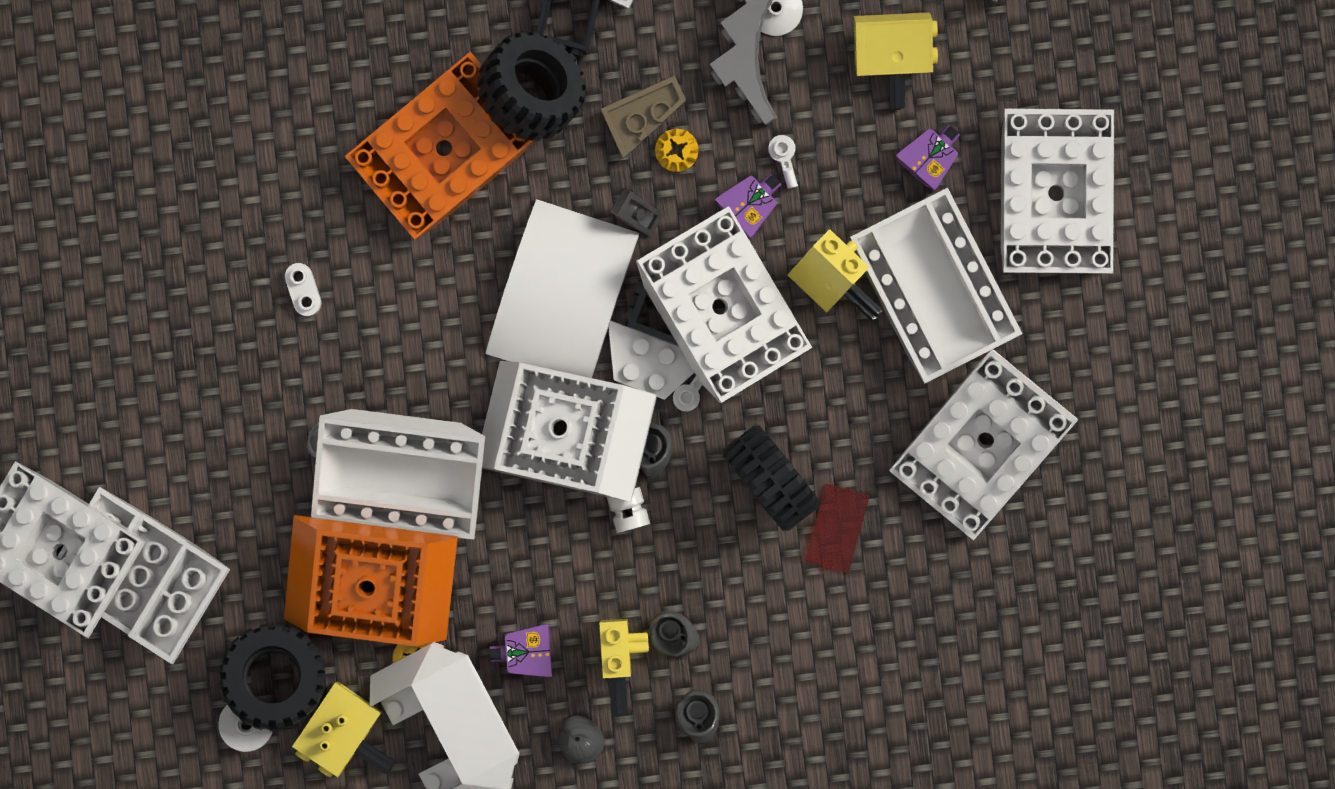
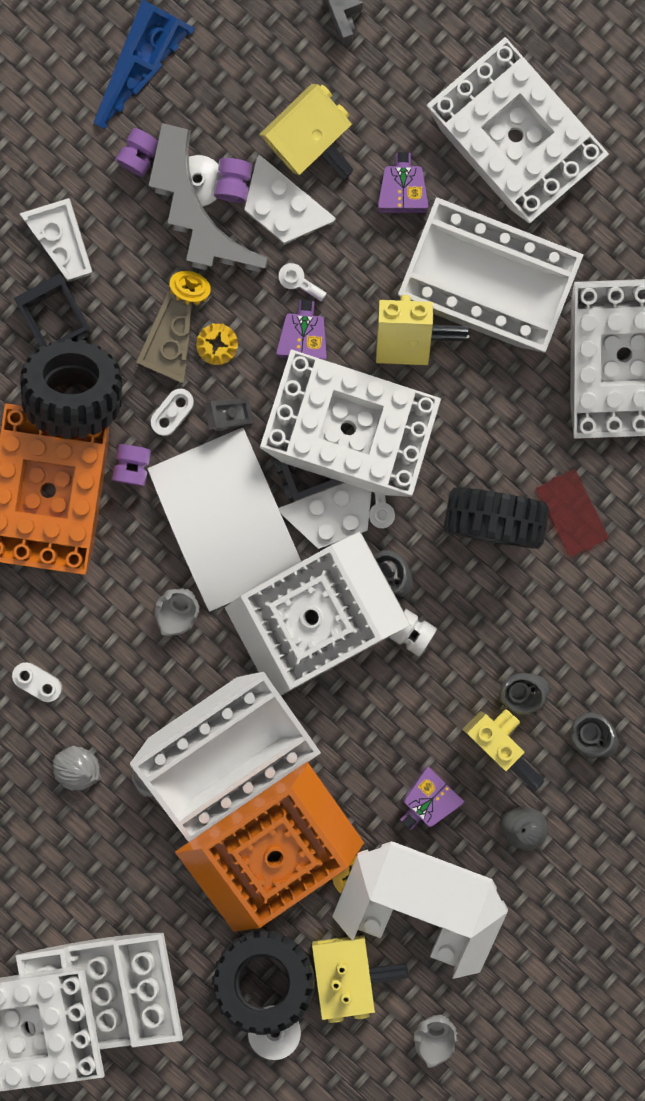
camera: 35 degrees left, 0 degrees up
(274, 384) = (76, 768): none -> light grey hair
(459, 331) = (176, 611): none -> light grey hair
(532, 178) = (134, 456): none -> medium lavender wheel
(594, 172) = (172, 412): none -> white plate
(701, 83) = (192, 281): none -> yellow gear
(802, 33) = (233, 180): none -> medium lavender wheel
(824, 86) = (282, 205): none -> white wing

